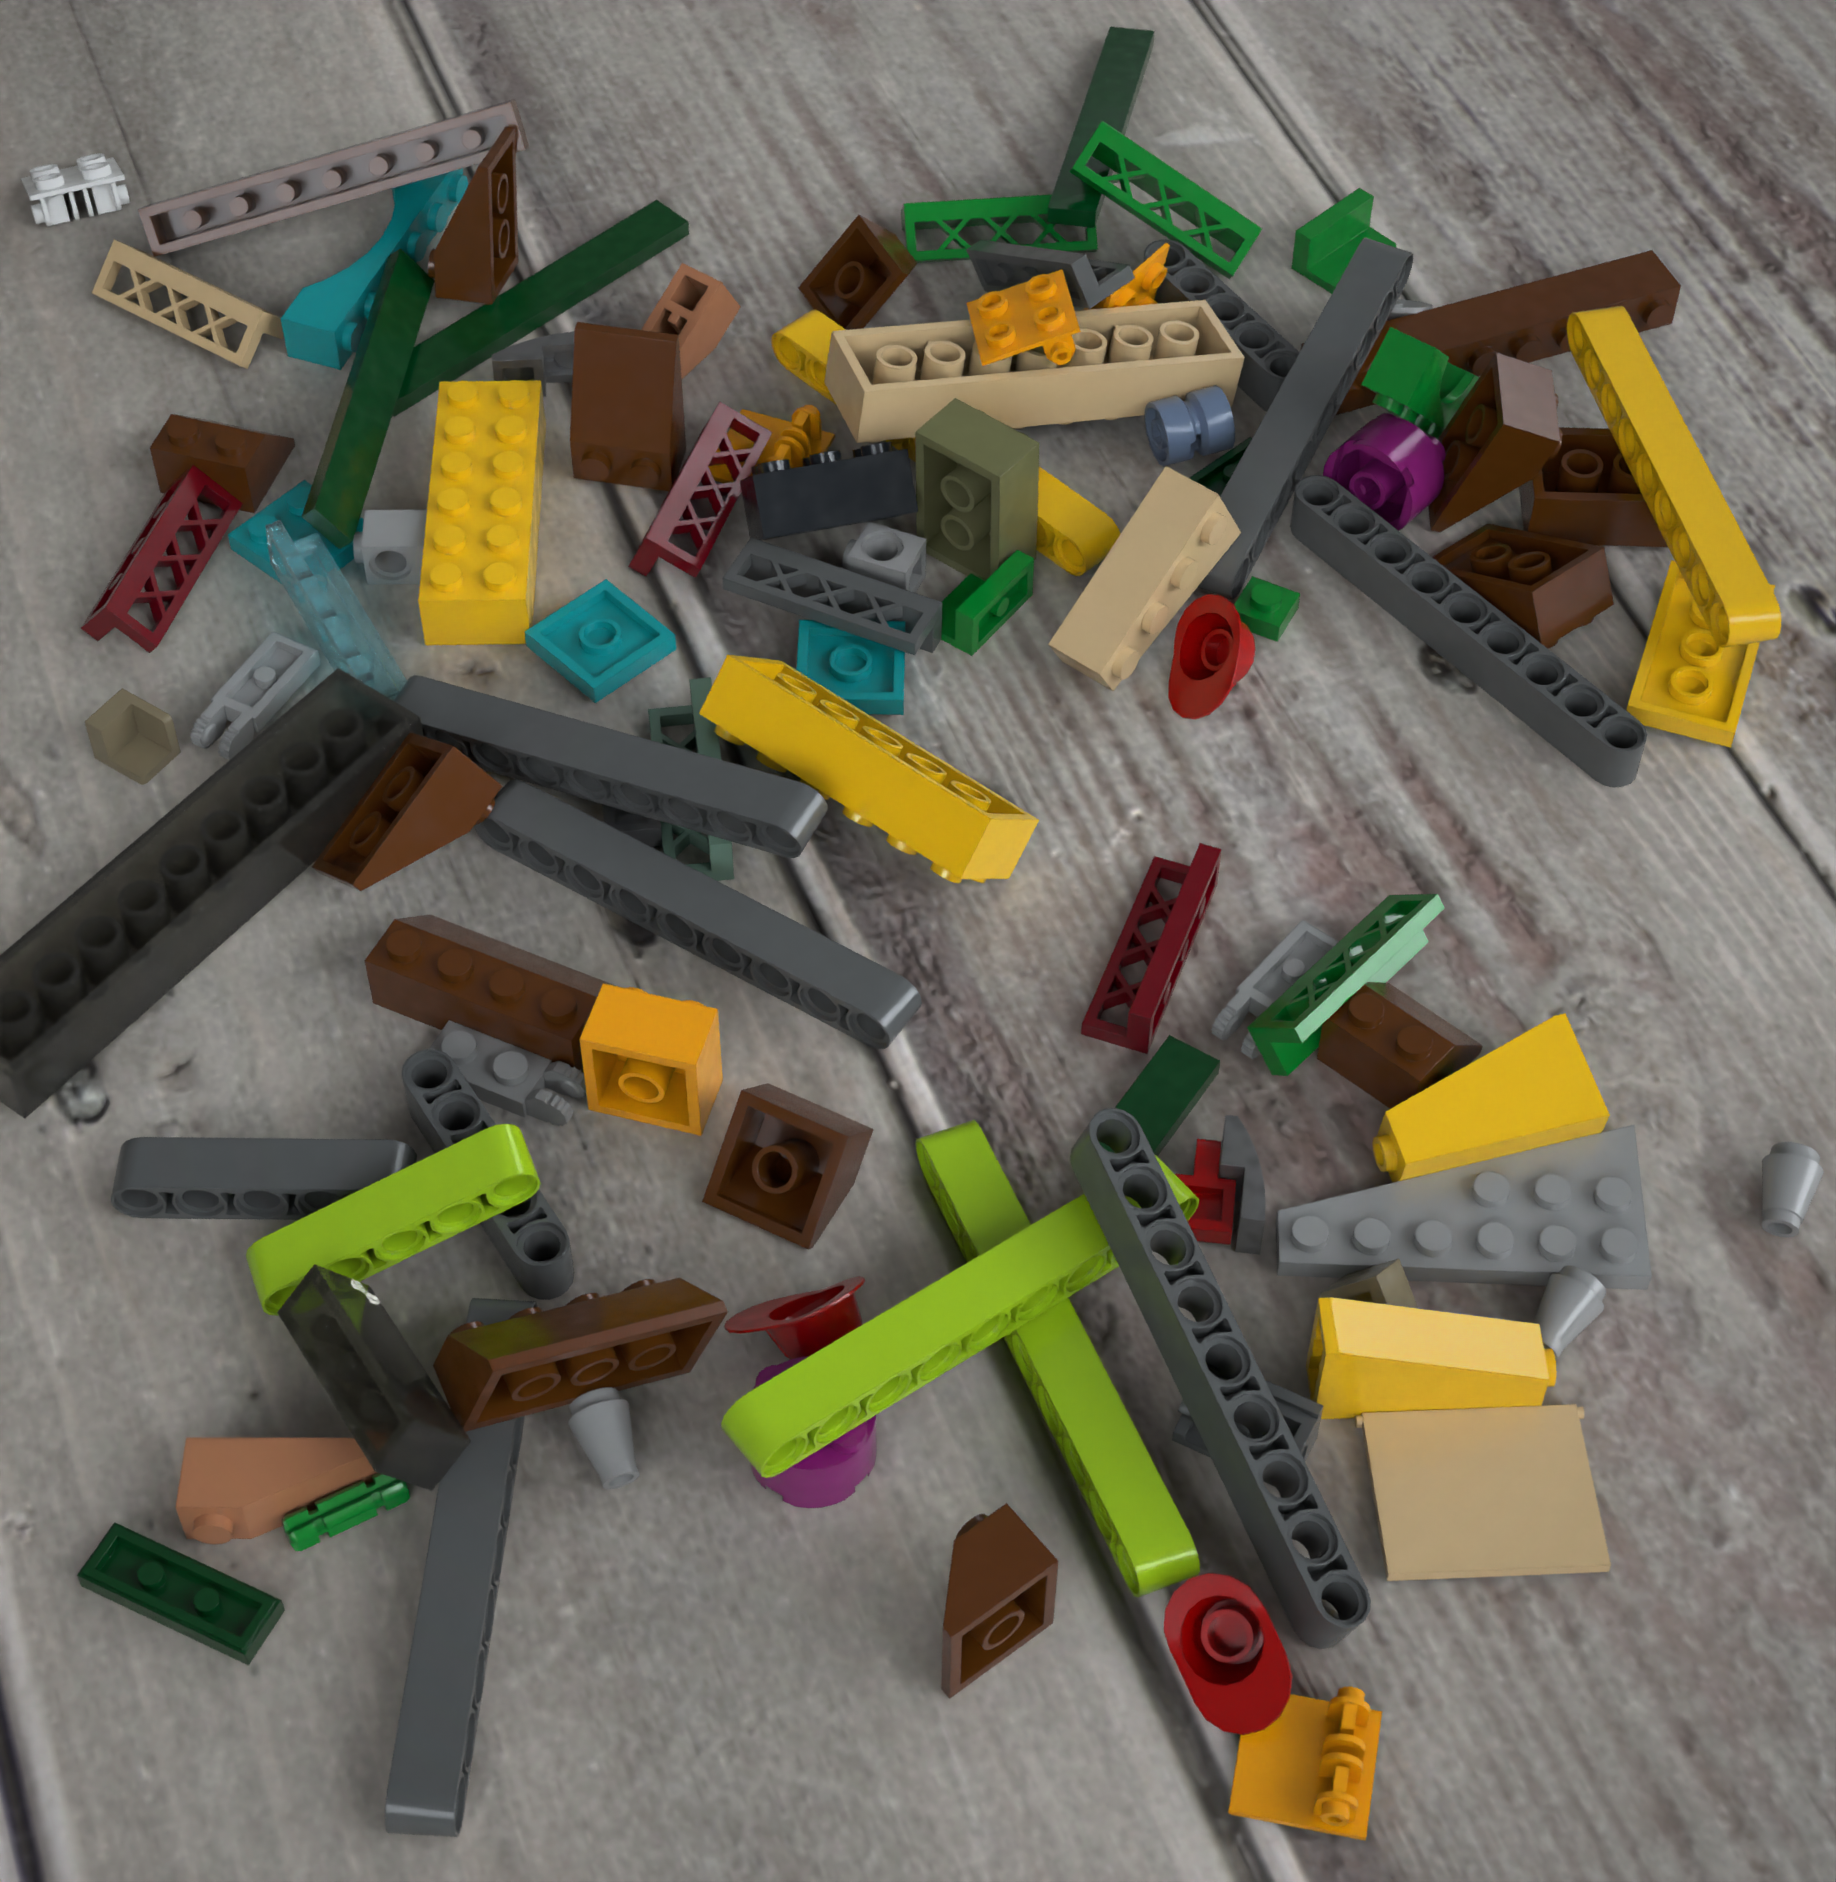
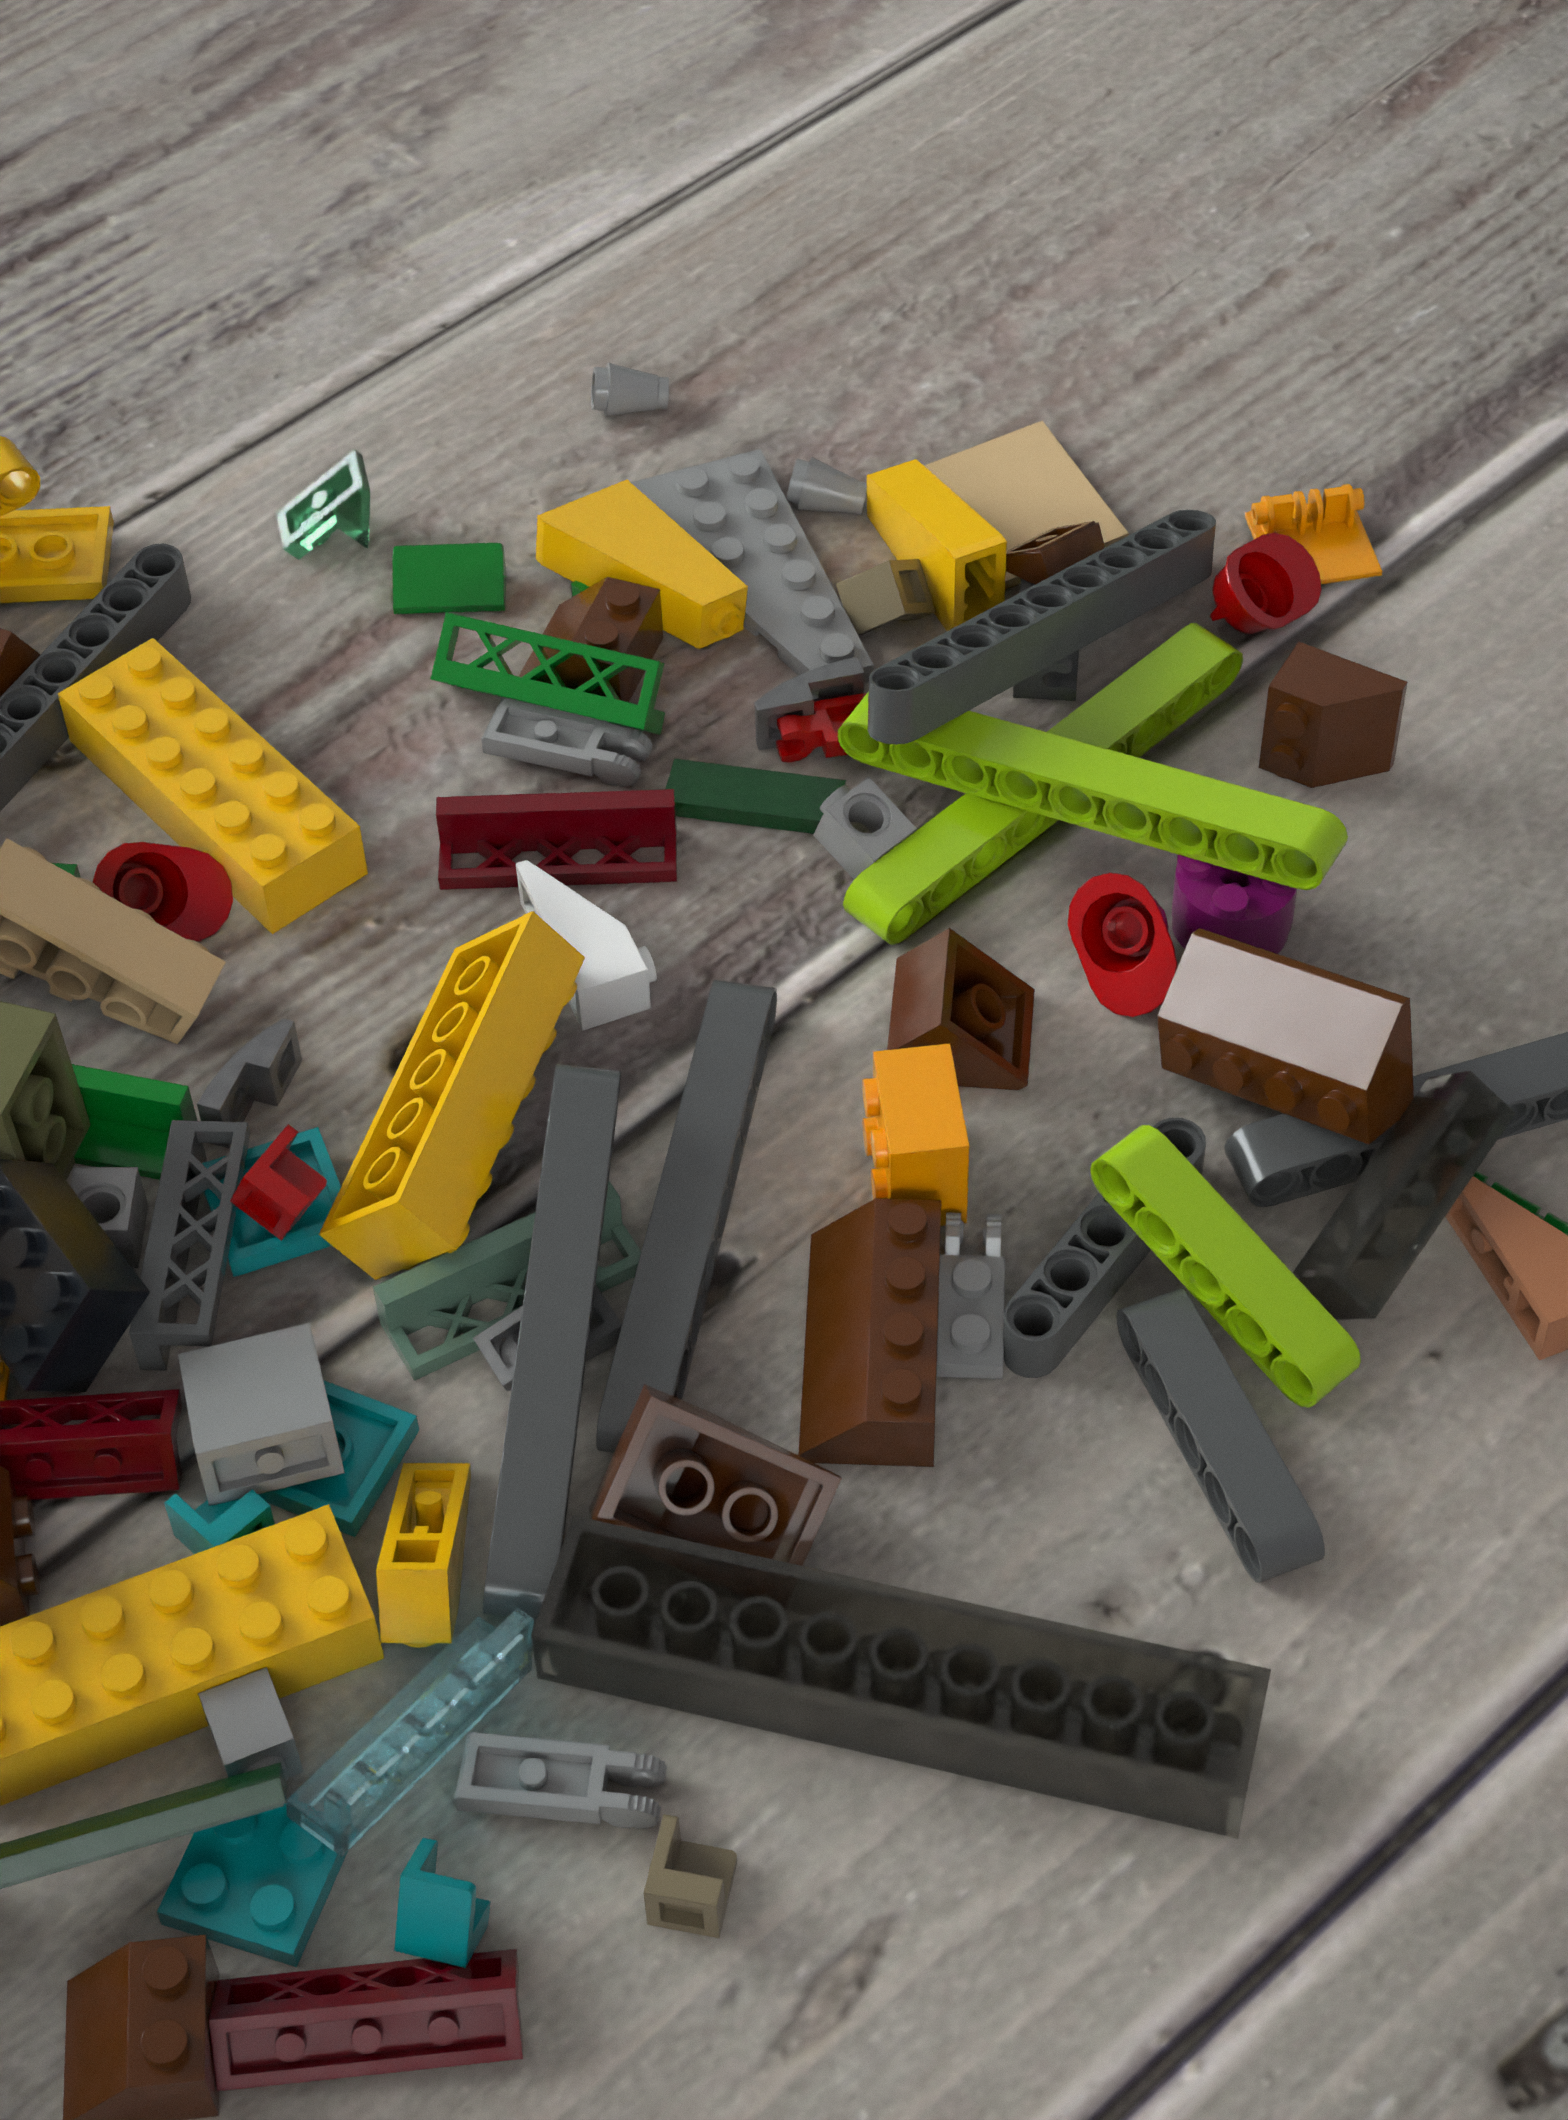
camera: 110 degrees left, 0 degrees up
(198, 599) = (438, 1913): none -> teal panel
(467, 654) = (423, 1554): none -> yellow slope
(569, 565) = (217, 1523): none -> teal panel
(645, 590) = (259, 1414): none -> light grey panel
(831, 640) = (278, 1187): none -> red panel
(984, 680) = (254, 1073): none -> flat silver slope
(1011, 921) = (614, 970): none -> white slope
(1022, 1149) = (867, 806): none -> light grey brick
(1328, 723) = (214, 783): none -> yellow brick
(1352, 1459) = (1054, 551): none -> reddish brown slope
(1543, 966) = (448, 578): none -> green slope
(1666, 894) = (330, 503): none -> clear green slope

